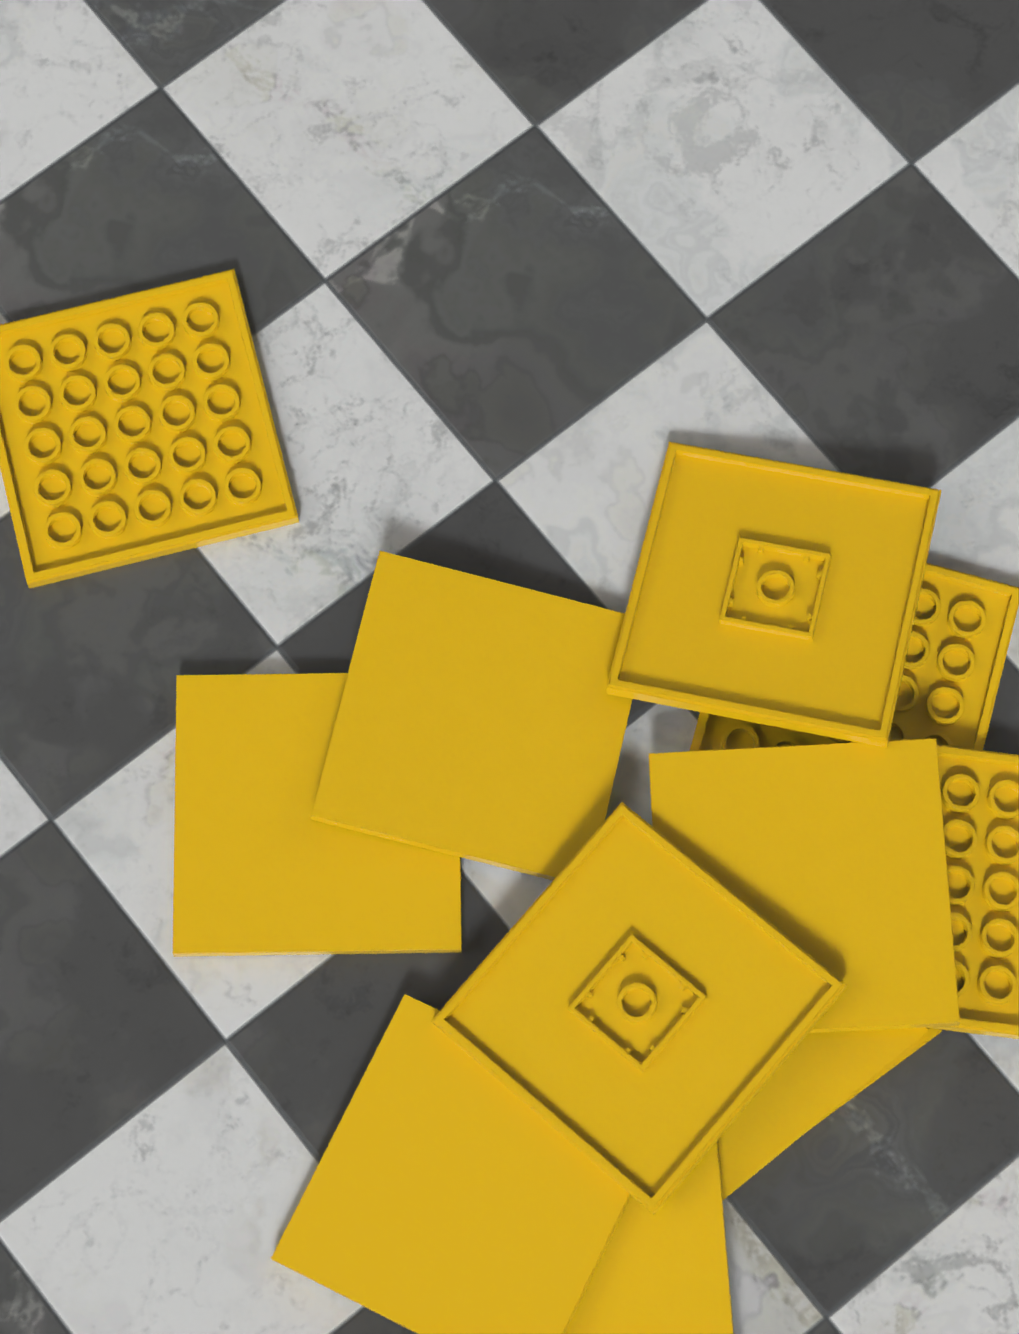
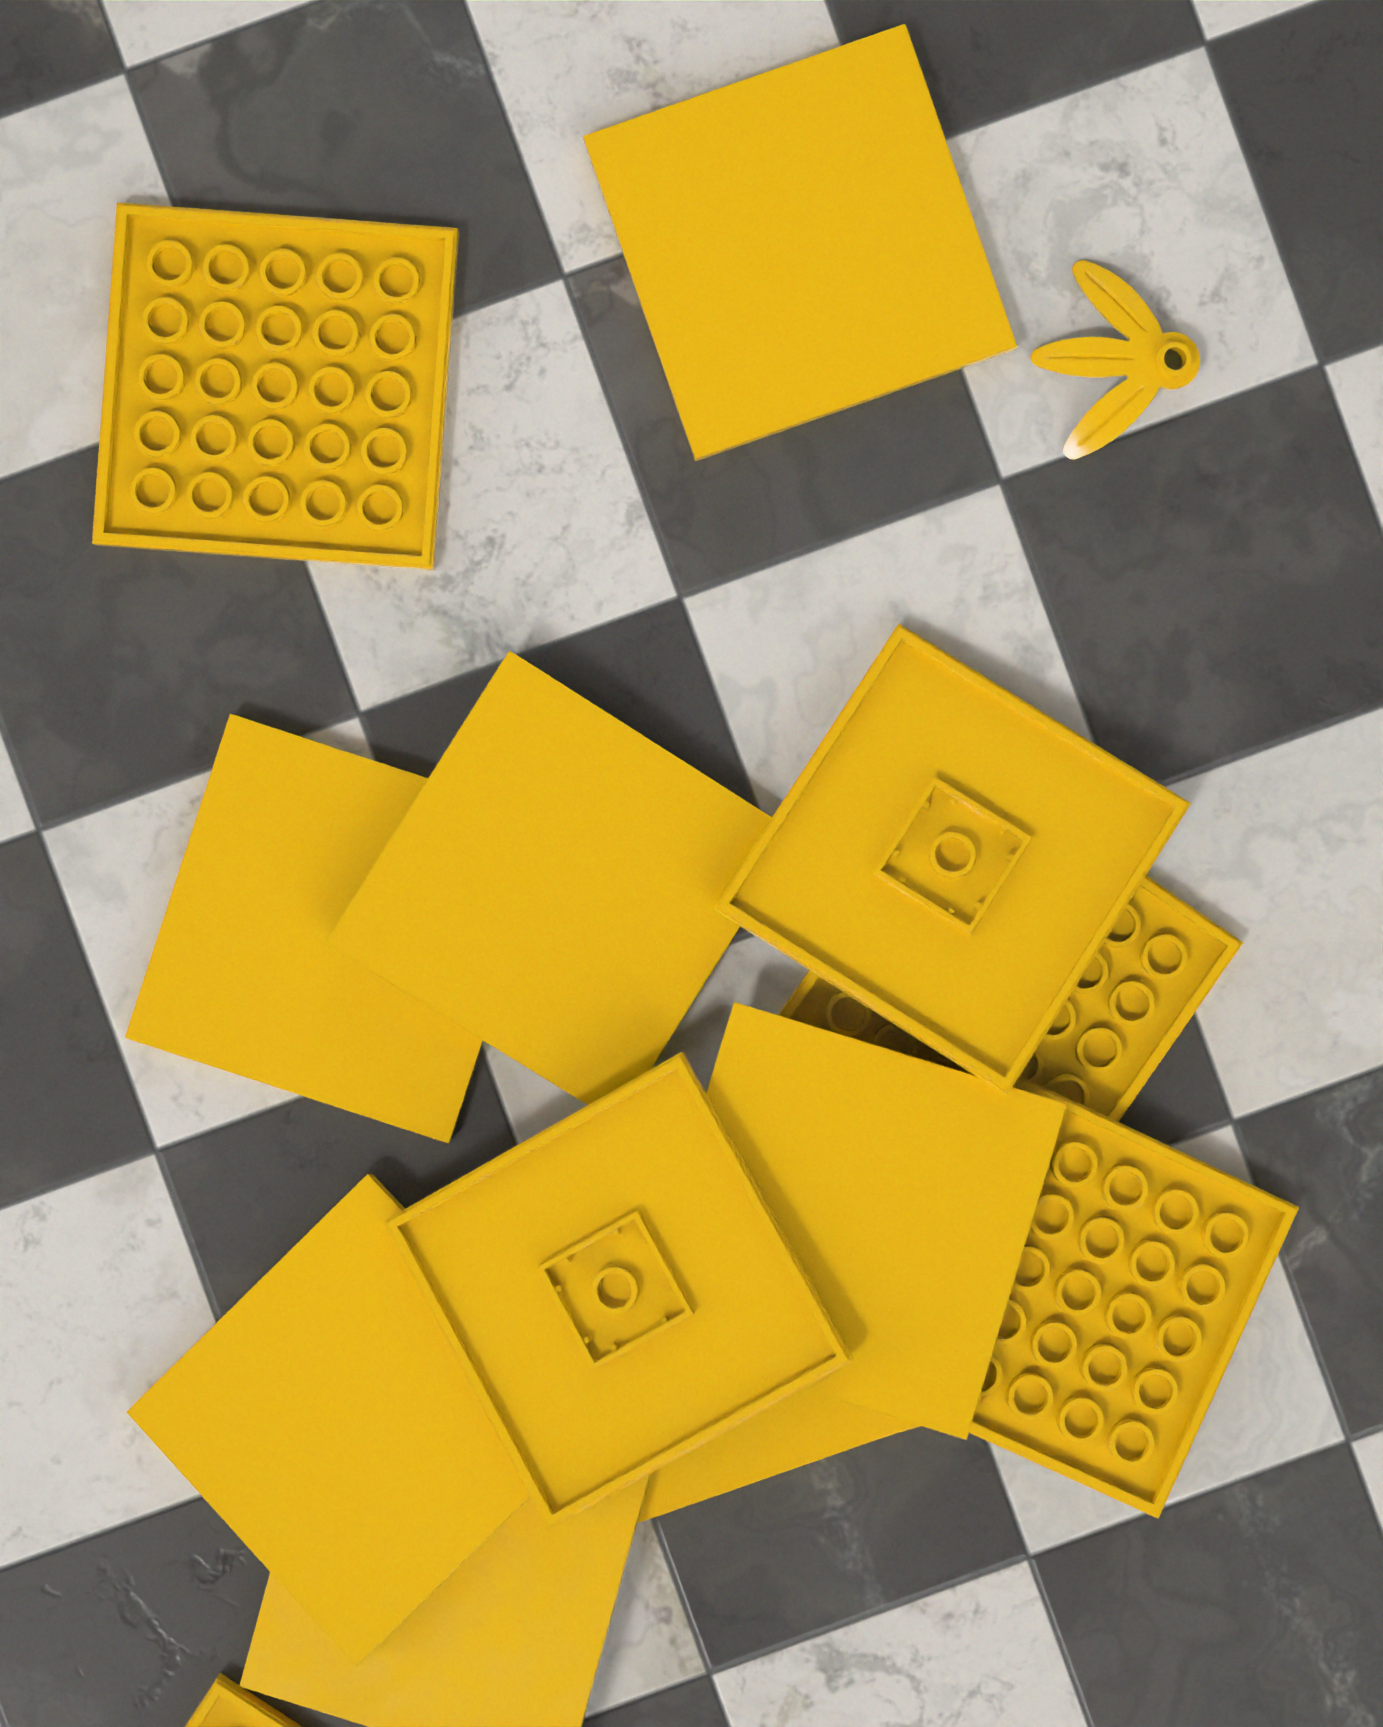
camera: 20 degrees right, 15 degrees up
(494, 201) = (800, 242): none -> yellow tile
(746, 206) = (1106, 357): none -> yellow plant

